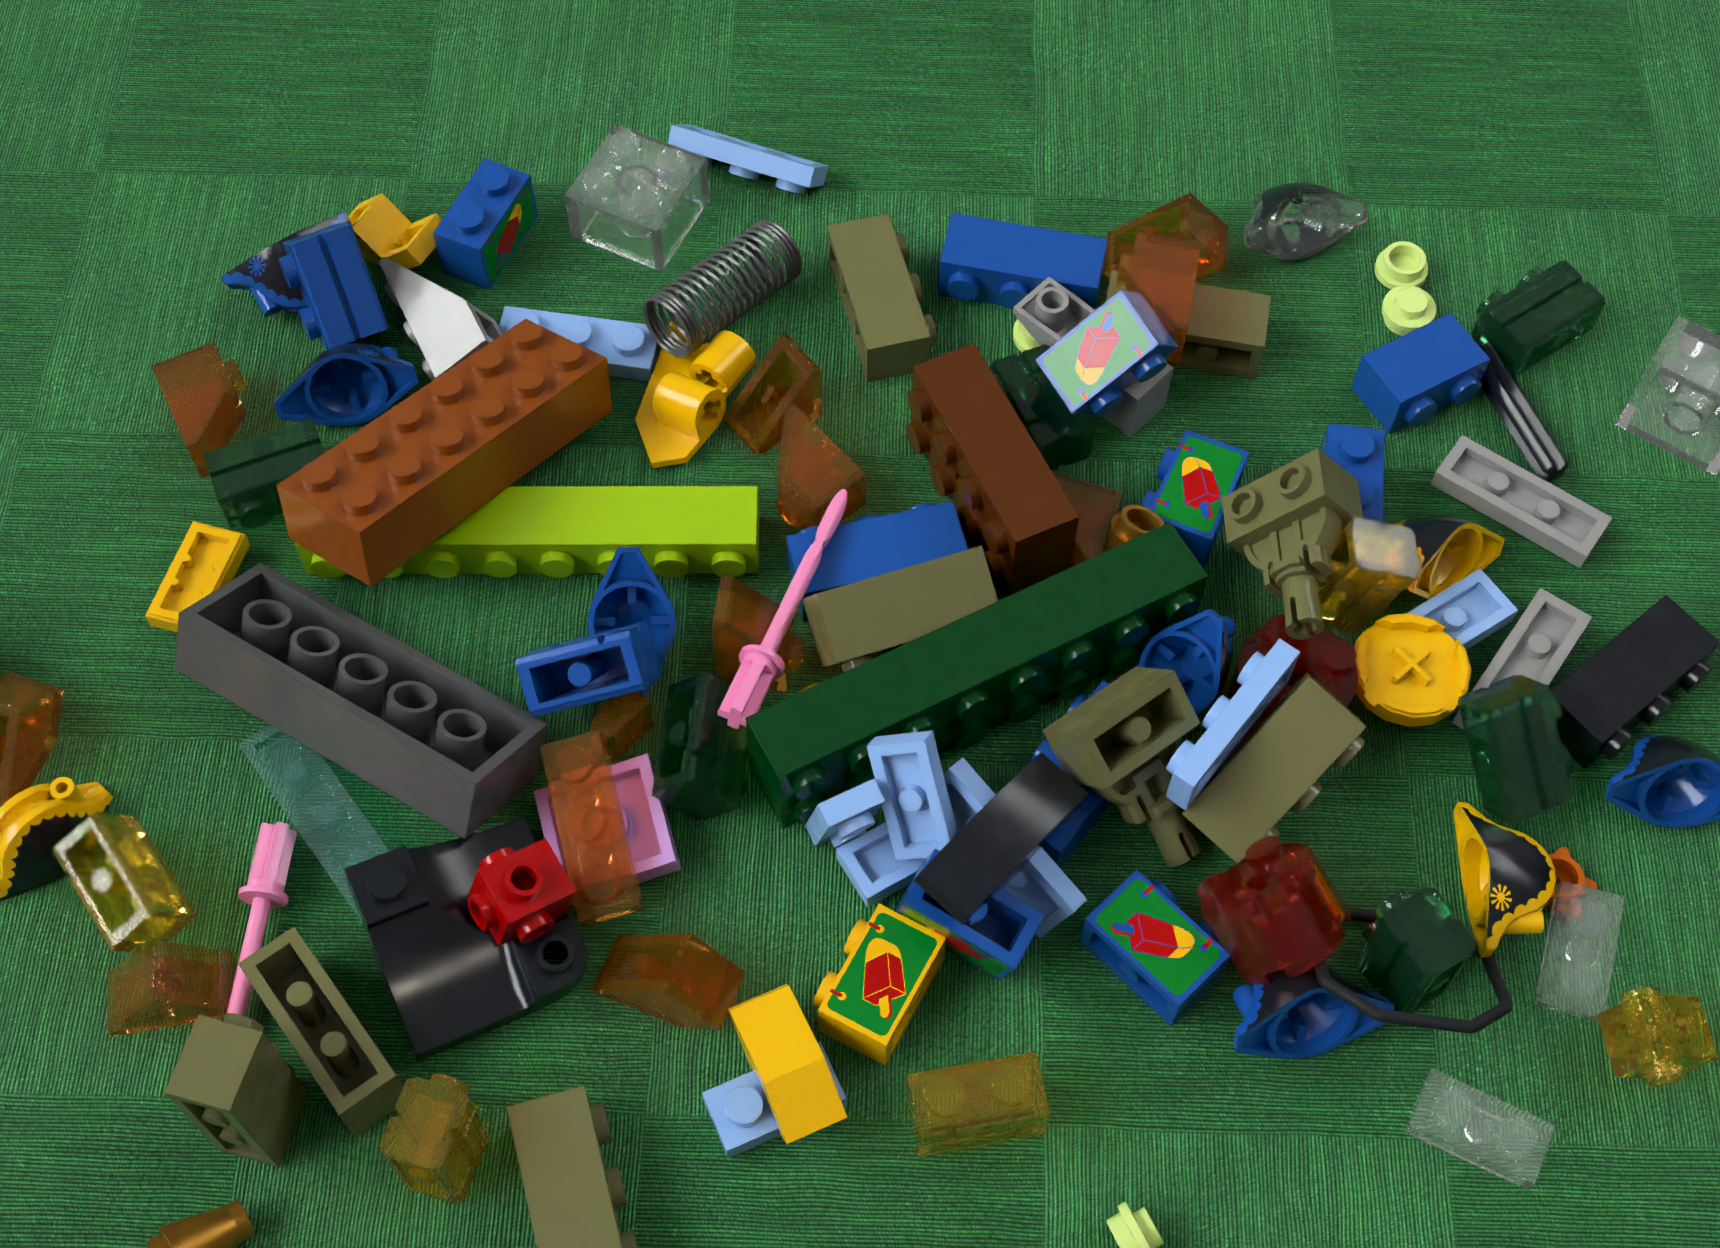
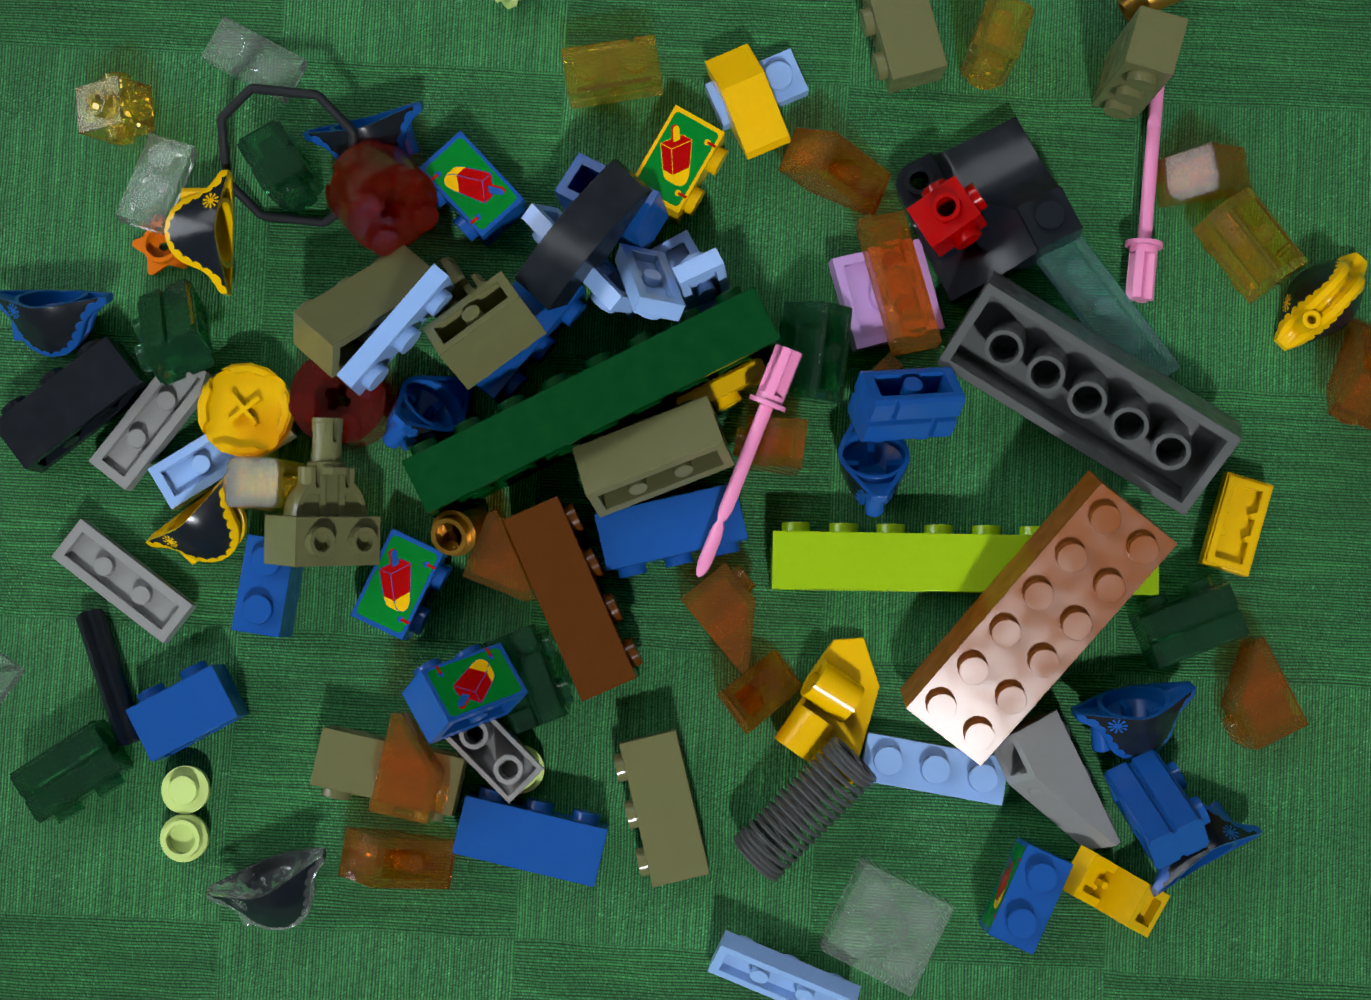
camera: 175 degrees left, 25 degrees up
(323, 1031) = (1084, 127): olive brick -> none

